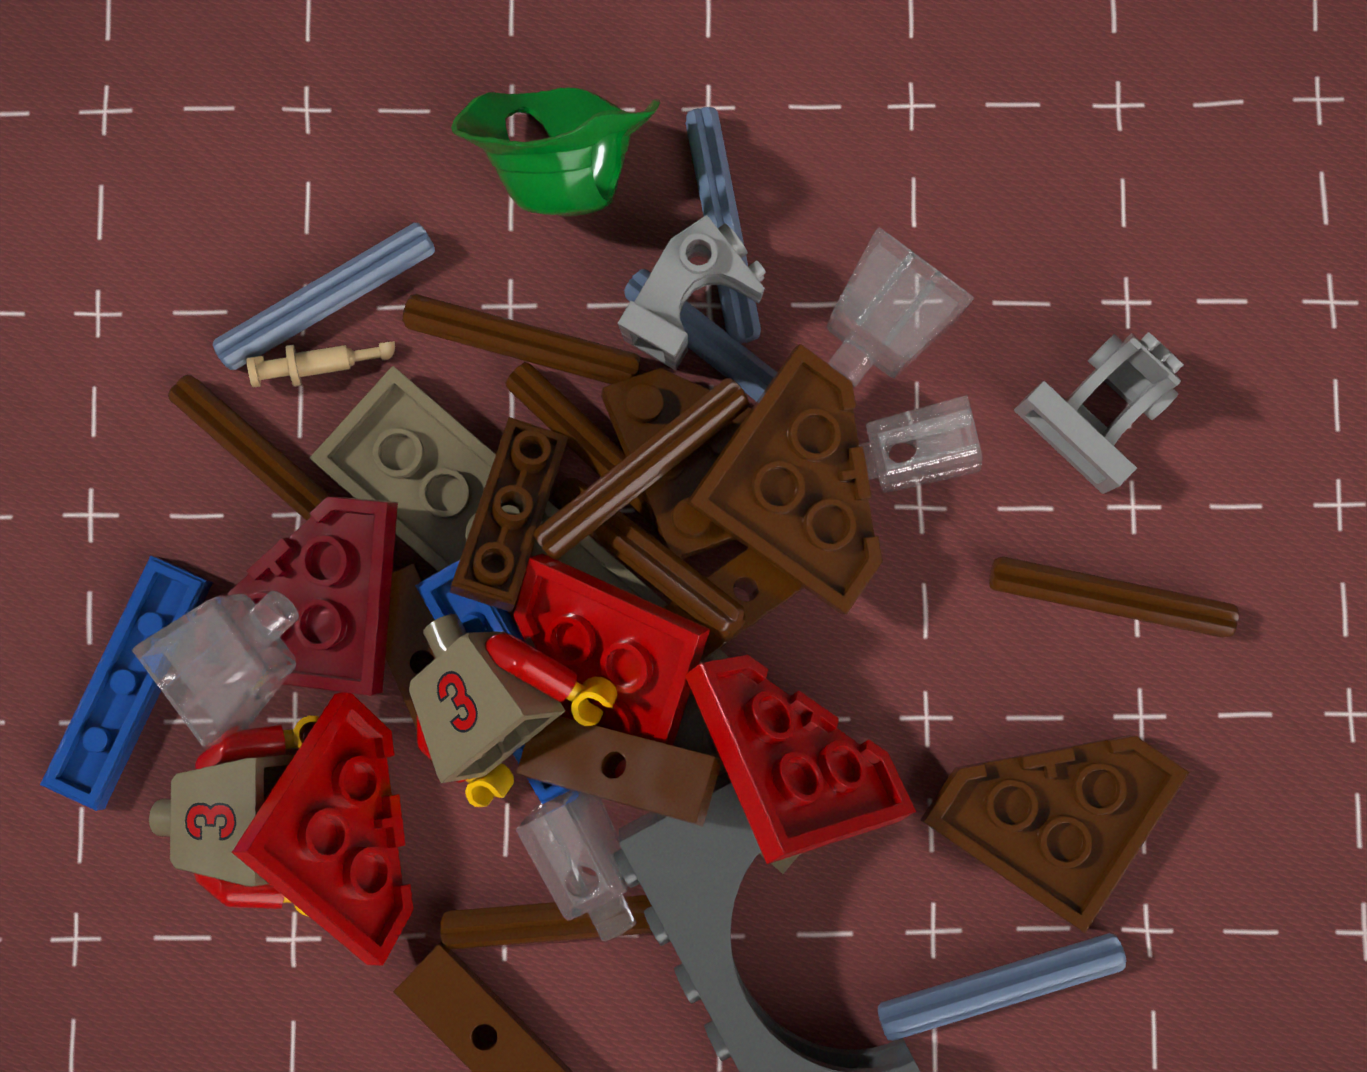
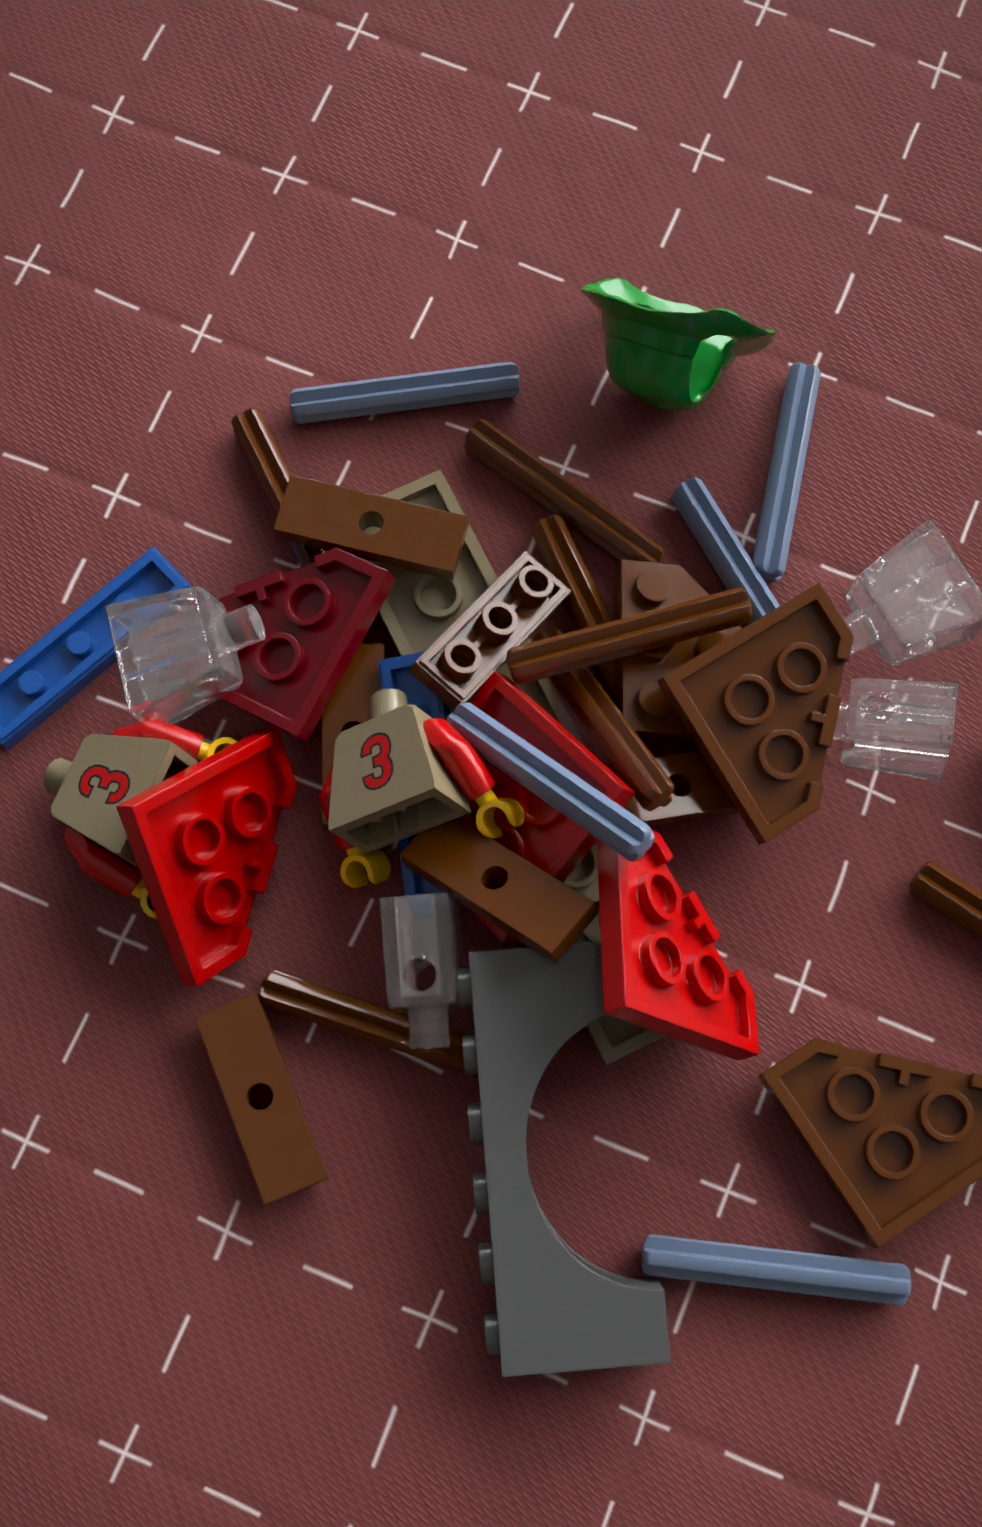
camera: 20 degrees right, 10 degrees down
(313, 362) = (370, 442): tan piece -> none
(315, 460) = (336, 517): none -> reddish brown tile
(627, 656) = (553, 783): none -> sand blue axle
(654, 317) = (693, 512): light grey tile -> none

